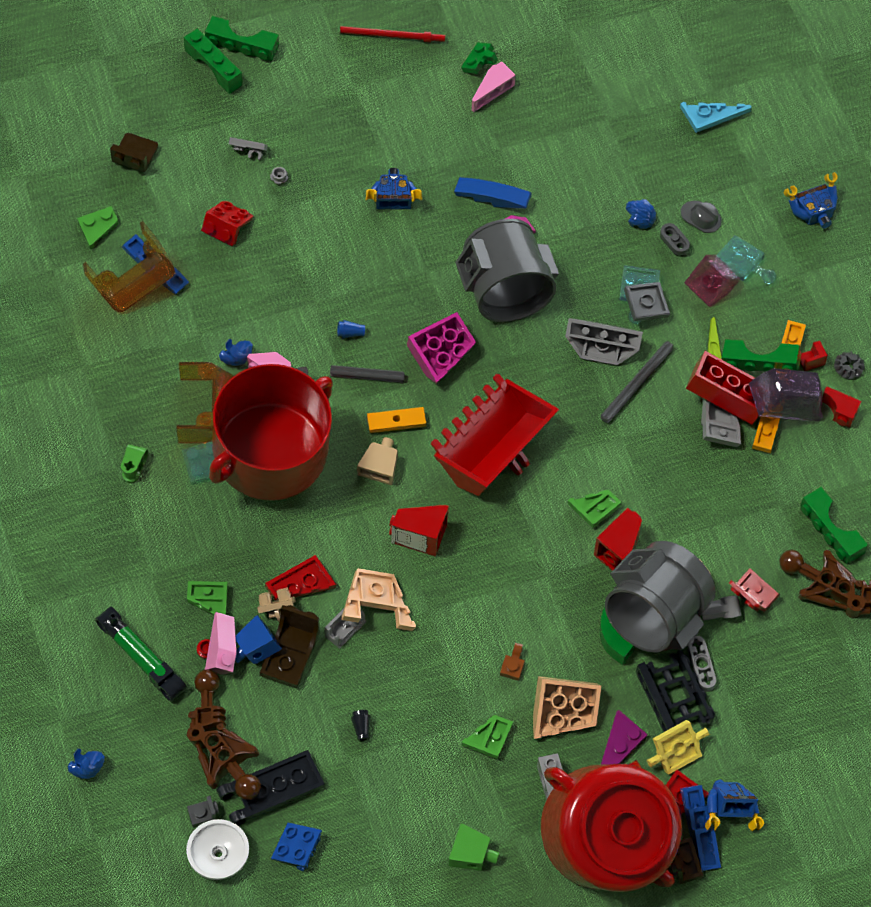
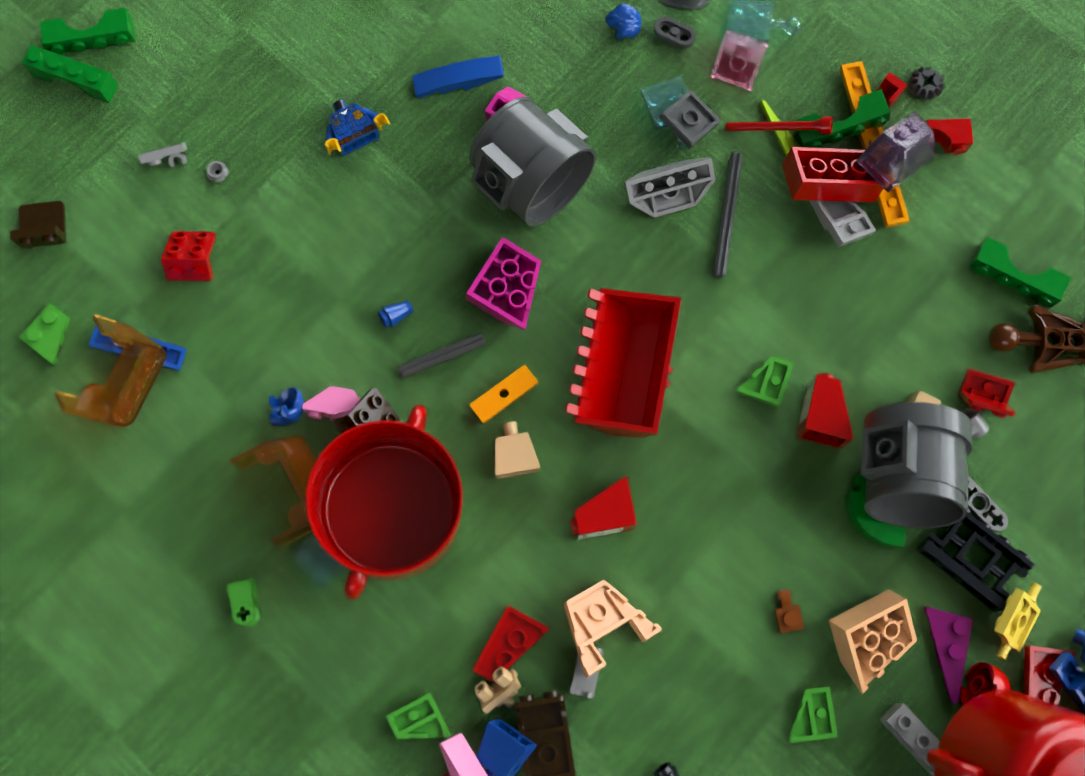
camera: 25 degrees left, 15 degrees up
(741, 350) = (822, 125): none -> red piece

